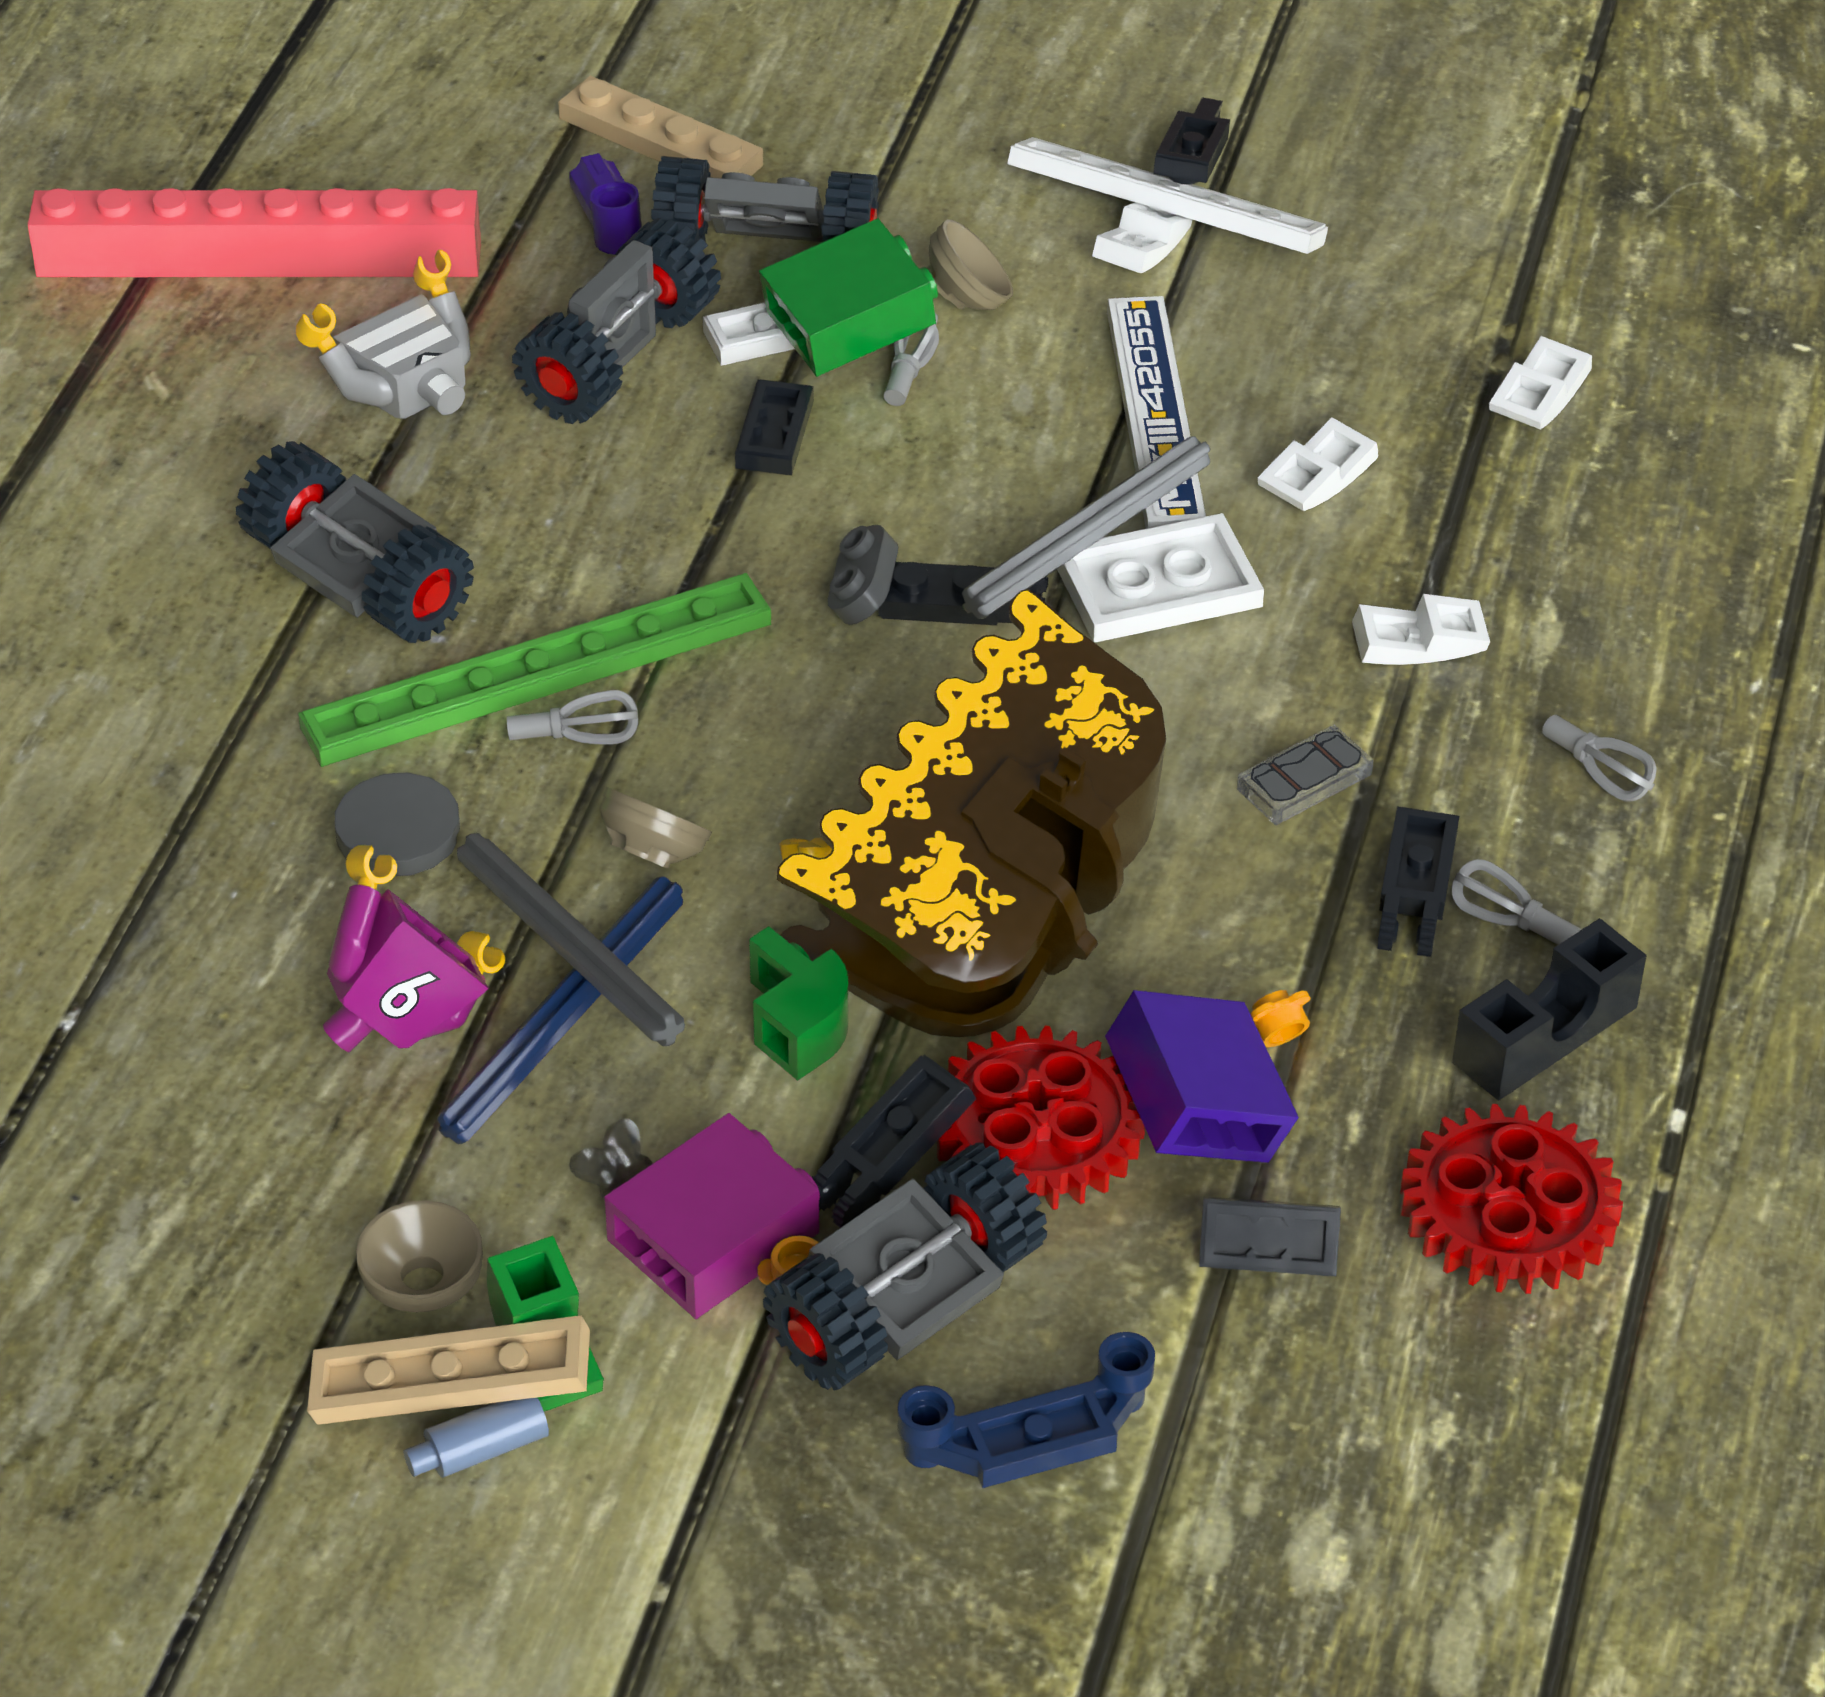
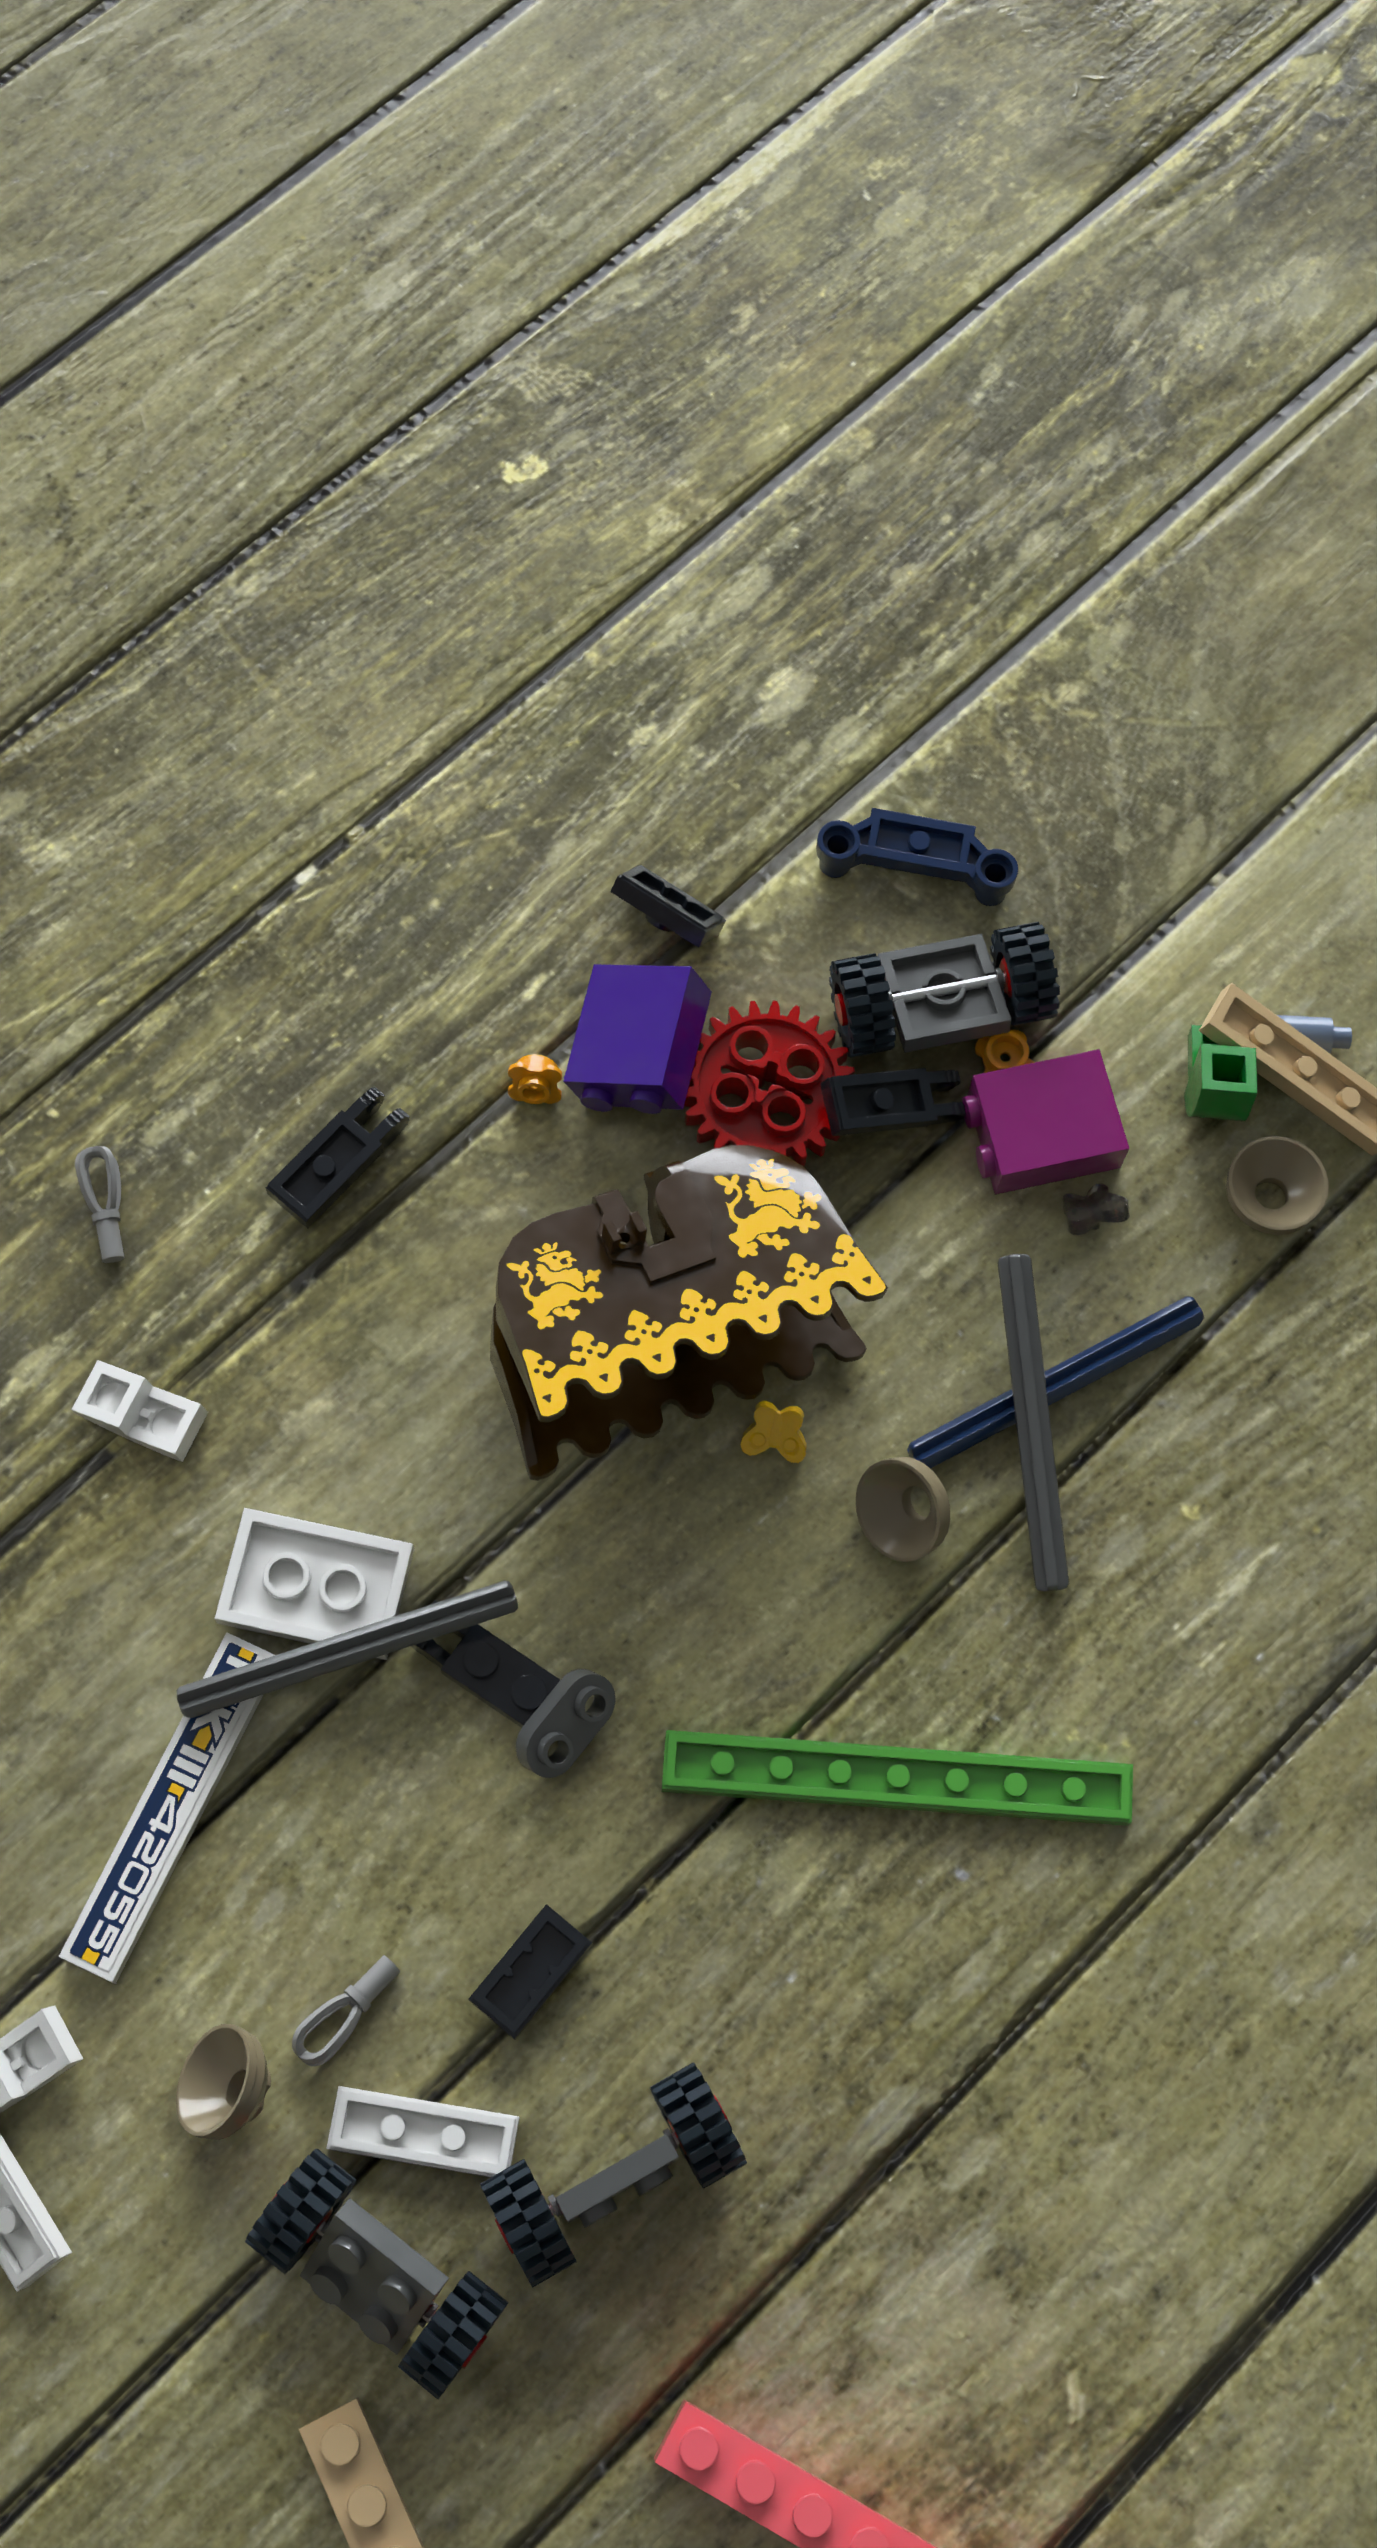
camera: 155 degrees left, 25 degrees up
(354, 542) = (1004, 1989): plate -> none
(398, 967) = (1180, 1428): magenta torso -> none
(400, 817) = (1100, 1651): dark grey tile -> none
(402, 356) = (832, 2266): light grey torso -> none
(556, 722) = (917, 1694): light grey piece -> none
(607, 201) = (507, 2426): dark purple piece -> none
(802, 1005) = (901, 1262): green brick -> none
(849, 296) = (374, 2079): green brick -> none
(1305, 774) = (343, 1311): tile -> none
(1320, 467) = (81, 1652): white slope -> none
(1511, 1198) = (433, 853): red gear -> none
(1515, 1036) = (313, 977): black arch -> none
(1529, 914) = (276, 1083): light grey piece -> none

